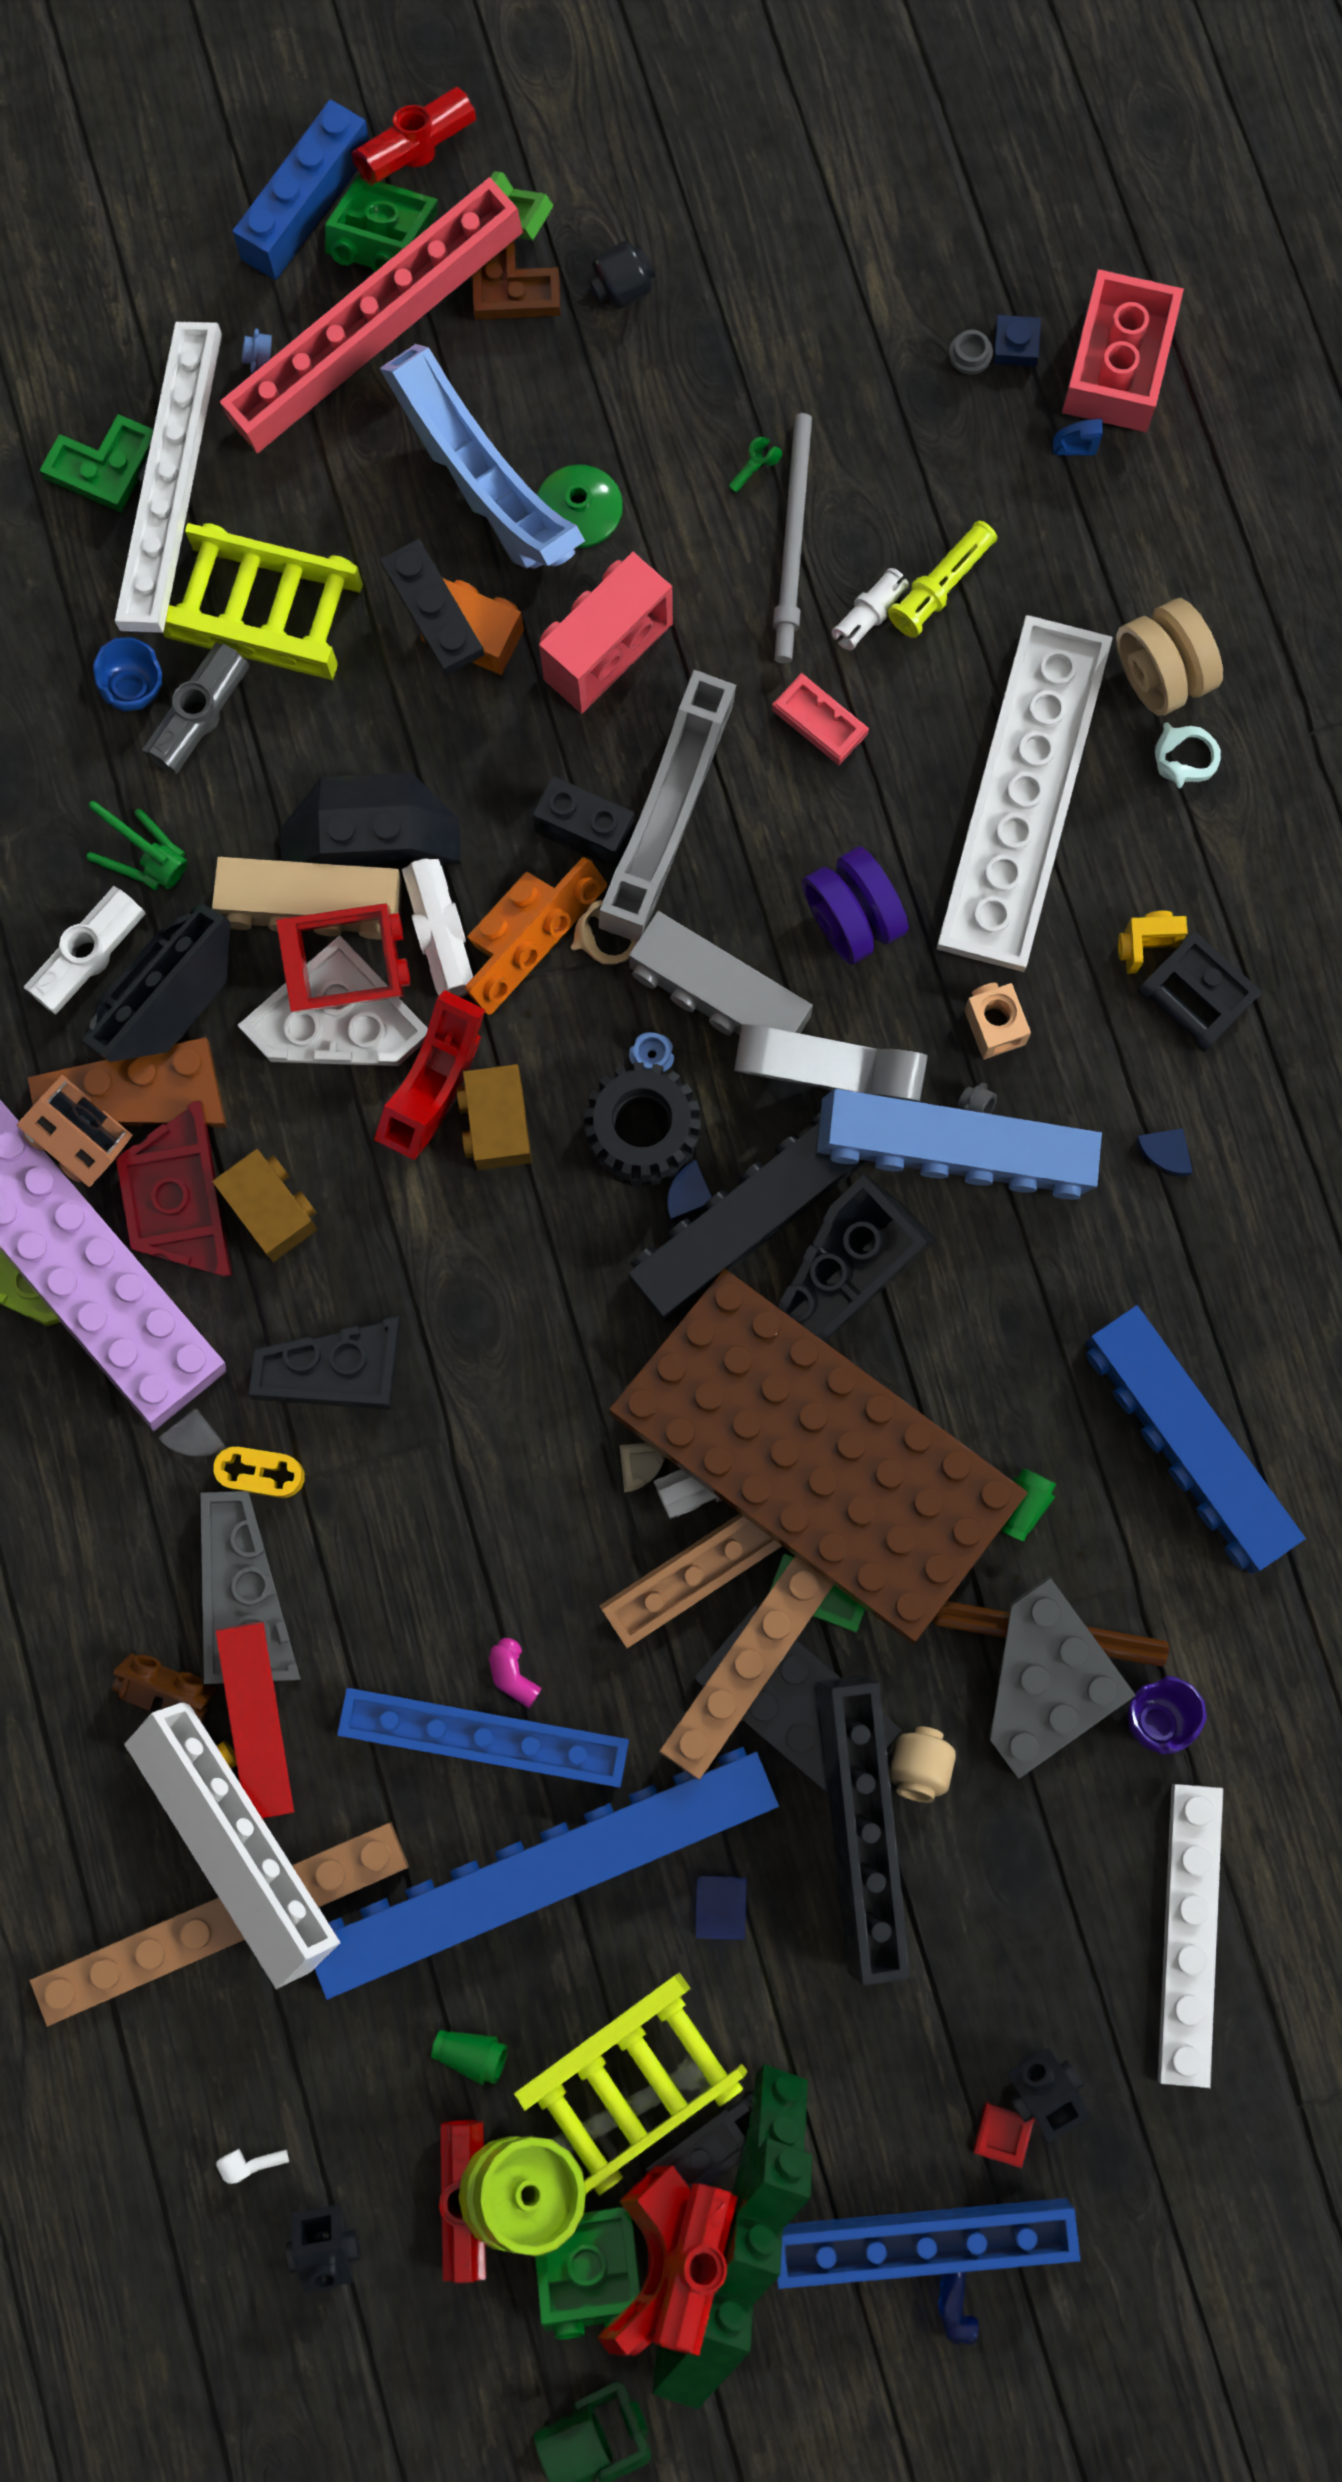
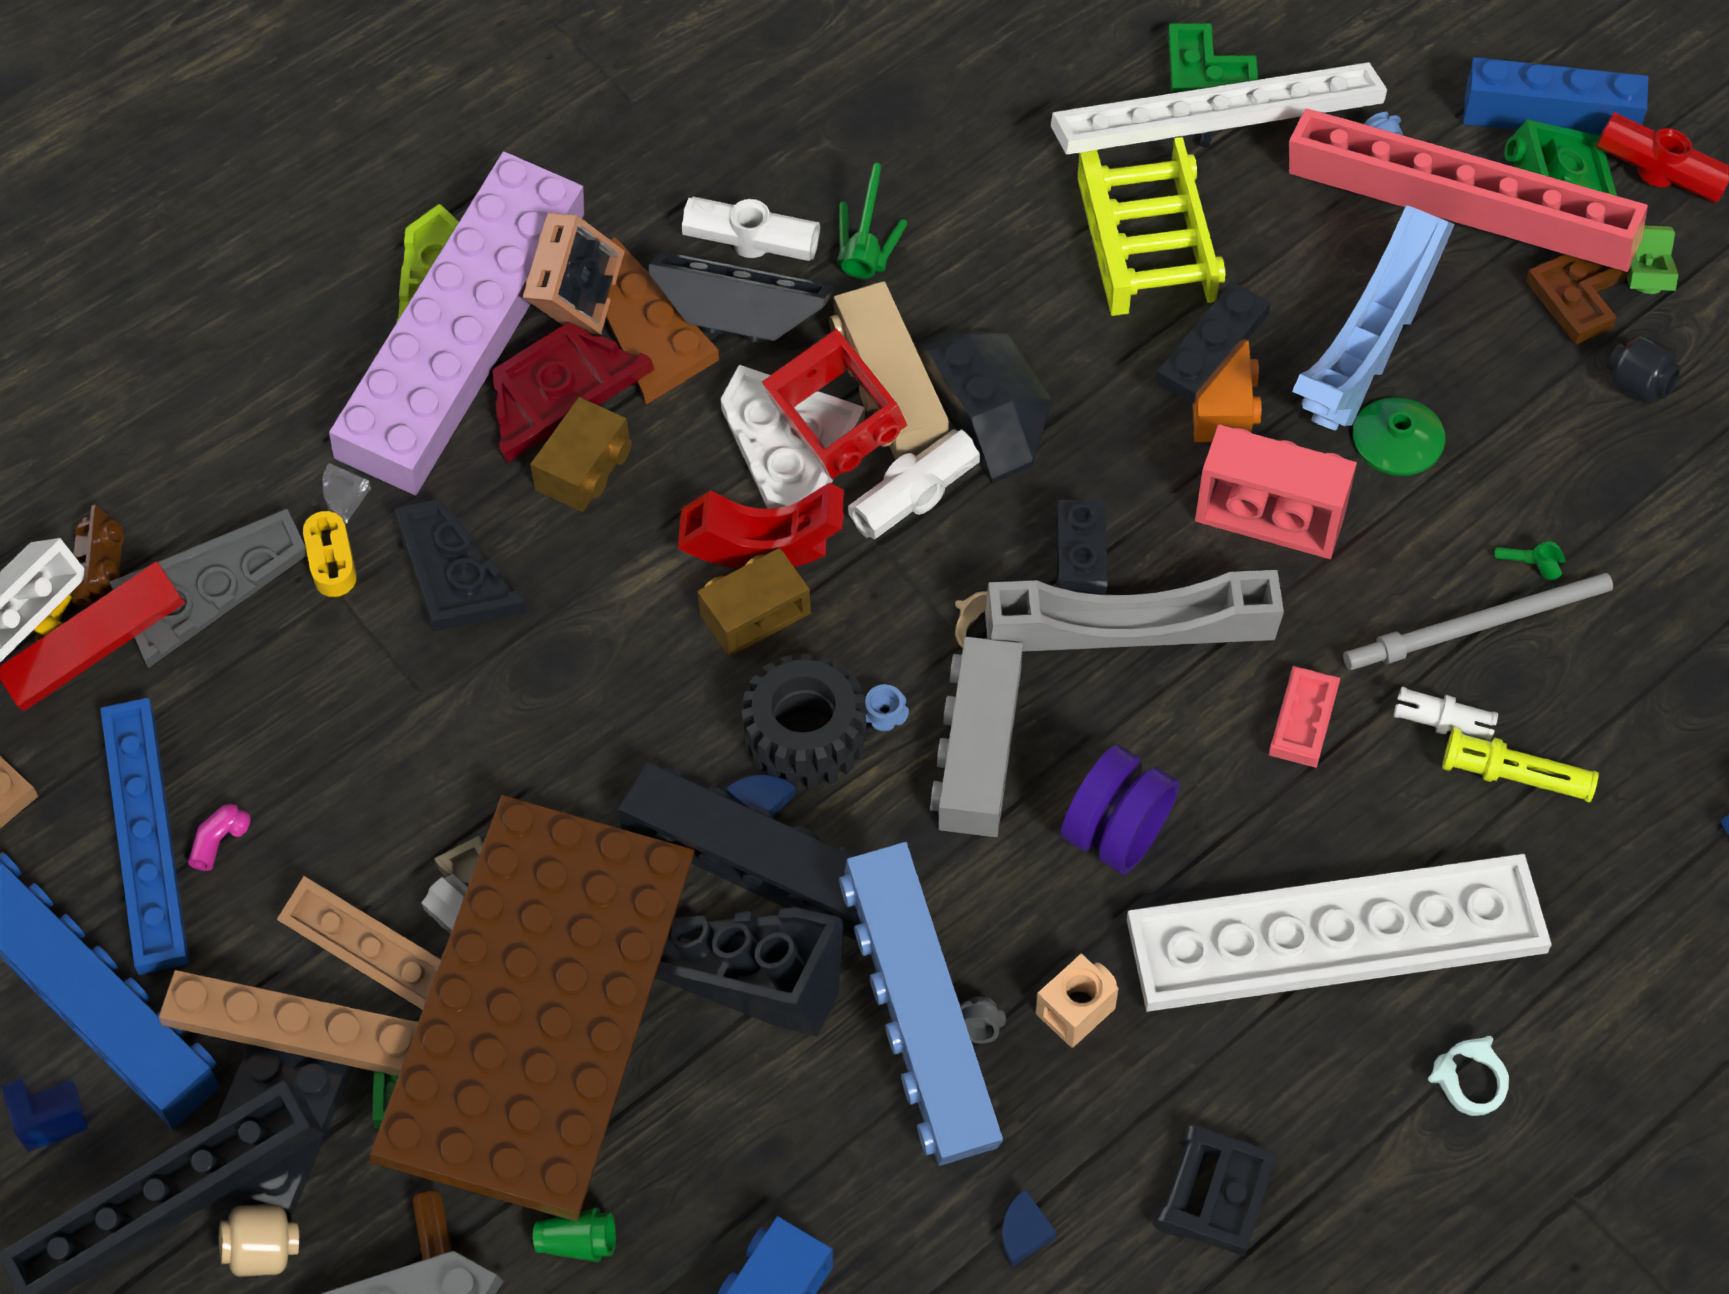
camera: 65 degrees right, 20 degrees down
(127, 674) = (1020, 155): blue hair -> none
(209, 685) = (1018, 218): dark grey piece -> none
(526, 928) = (944, 552): orange bracket -> none
(830, 1063) = (941, 845): light grey beam -> none
(1154, 930) = (1256, 1115): yellow bracket -> none
(1169, 656) = (1548, 993): tan wheel -> none

